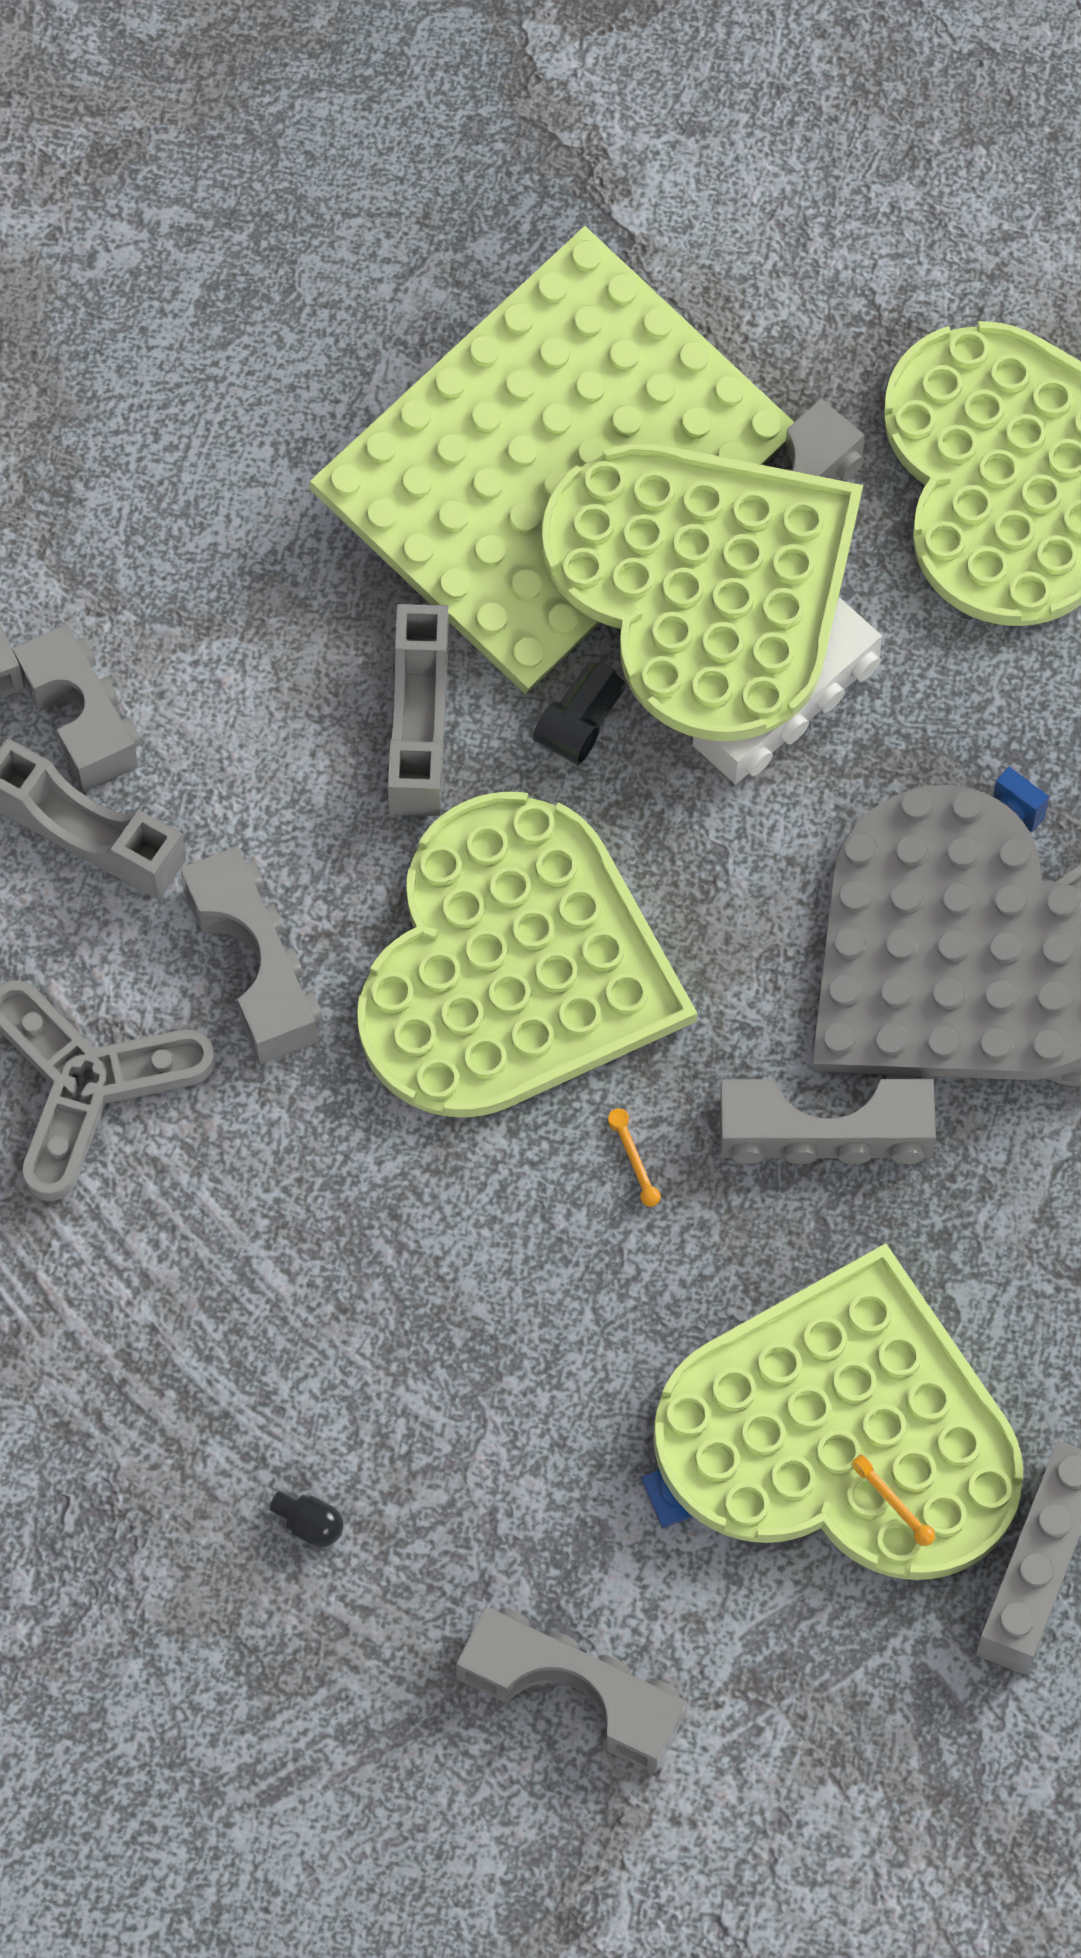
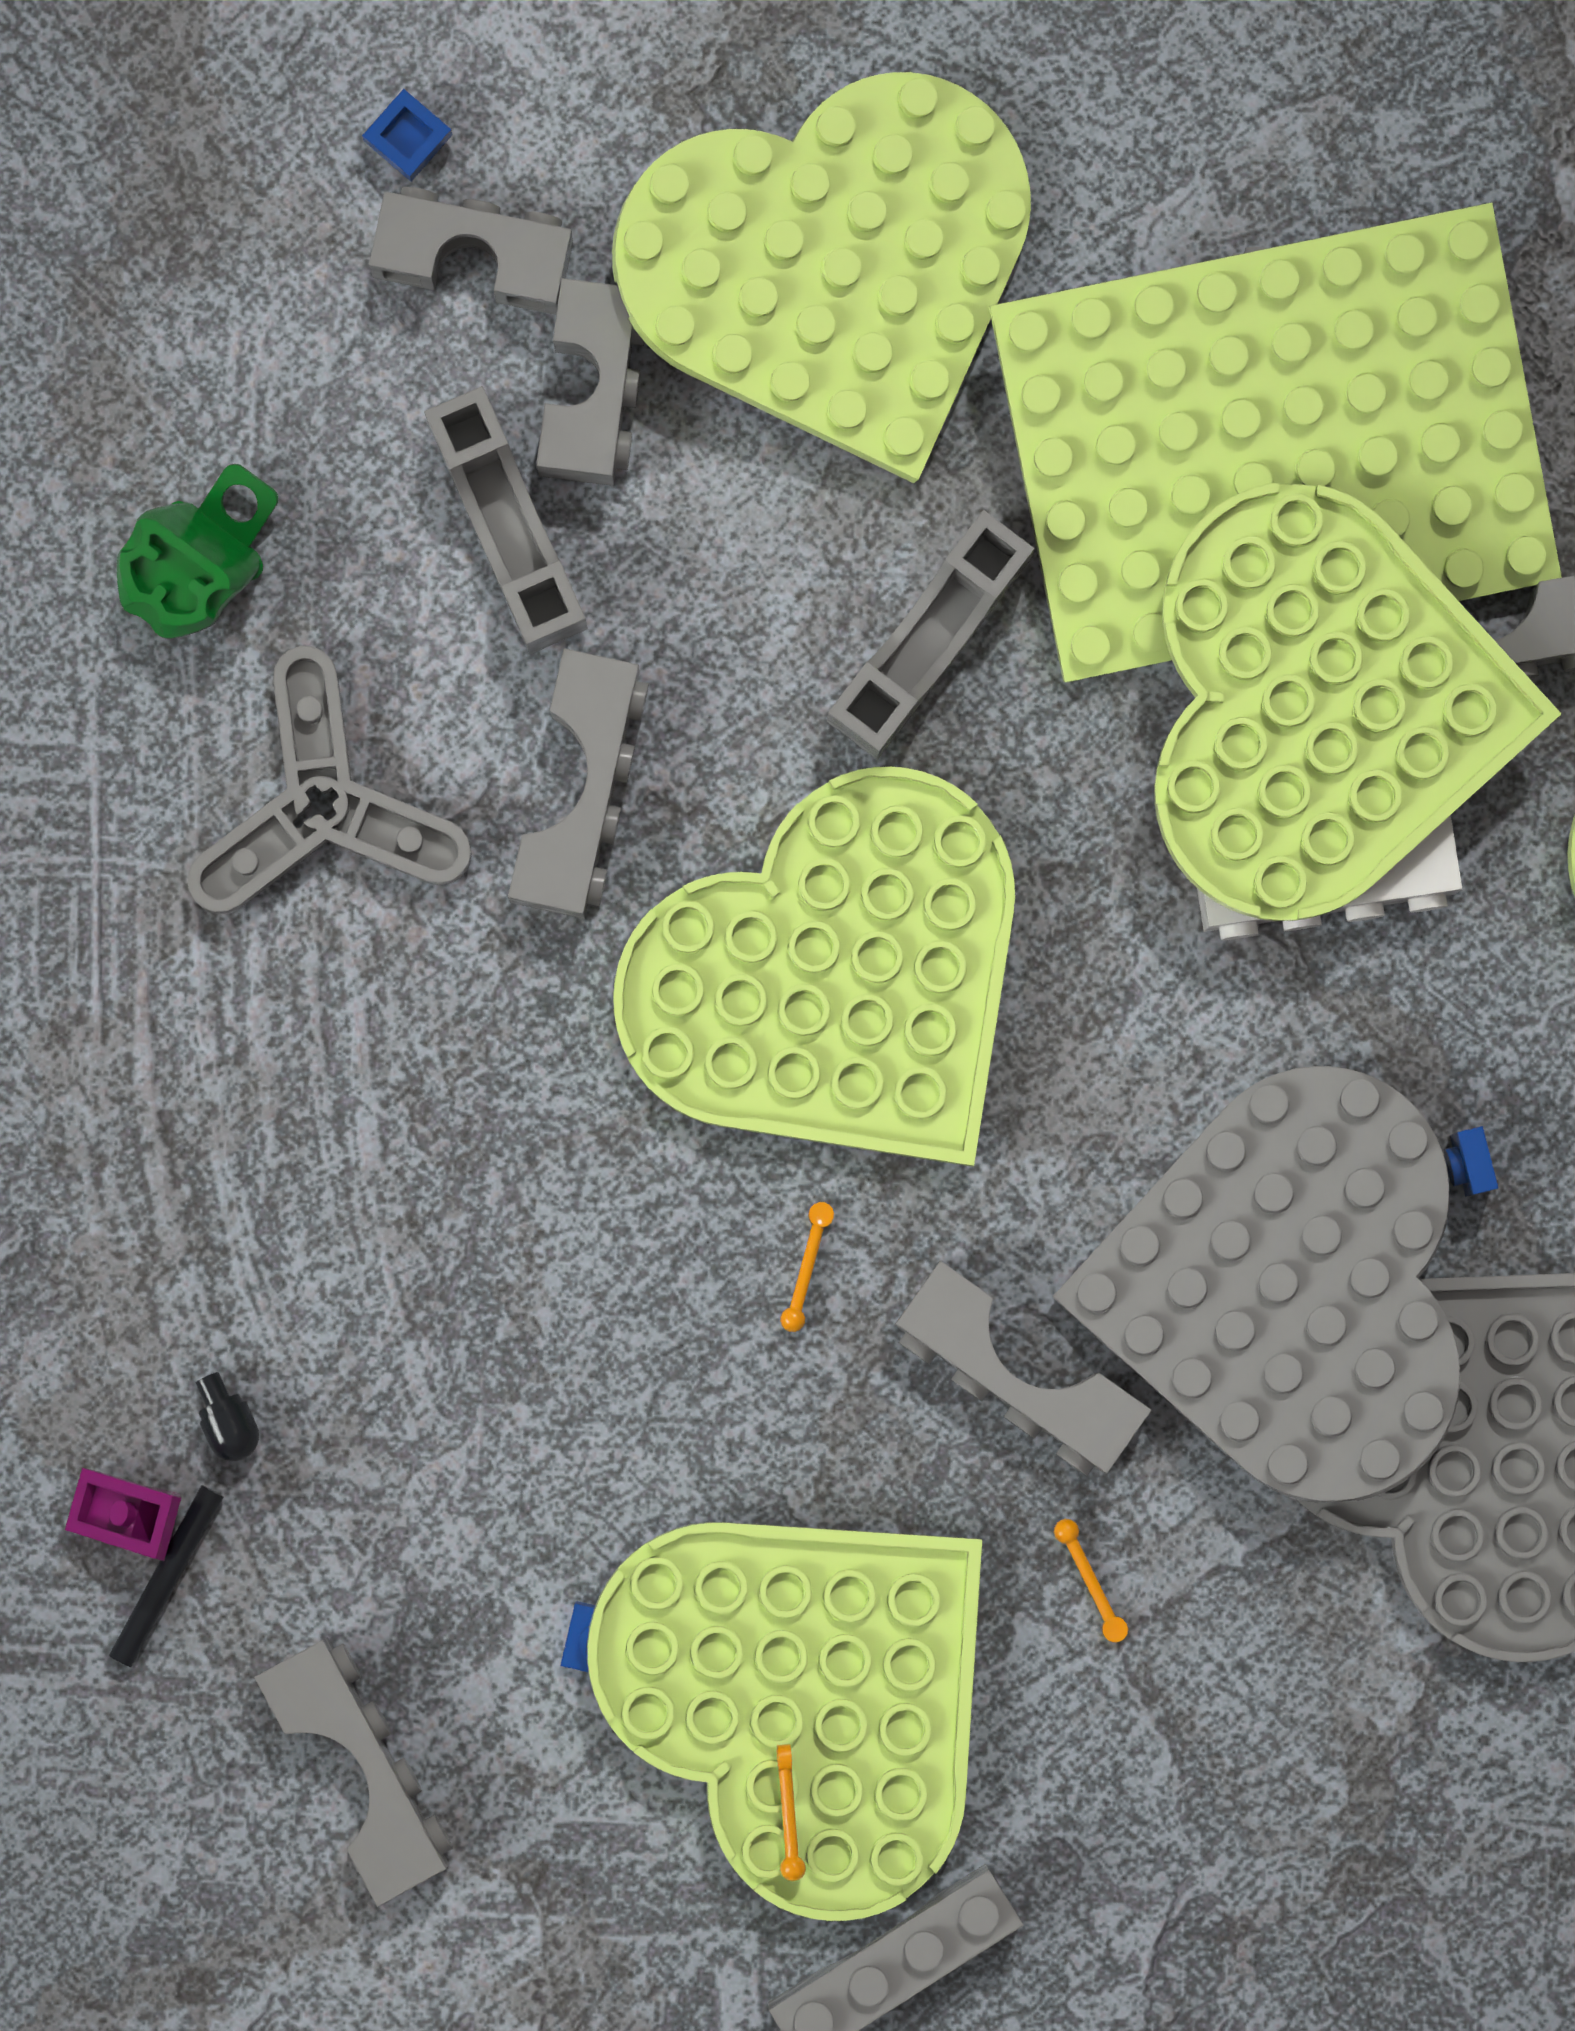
camera: 30 degrees right, 20 degrees up
(187, 535) = (834, 266): none -> yellowish green plate
(284, 1621) = (123, 1513): none -> magenta slope
(342, 1655) = (166, 1576): none -> black bar
(575, 722) = (1082, 754): black piece -> none
(1016, 1248) = (1113, 1627): none -> light orange hinge

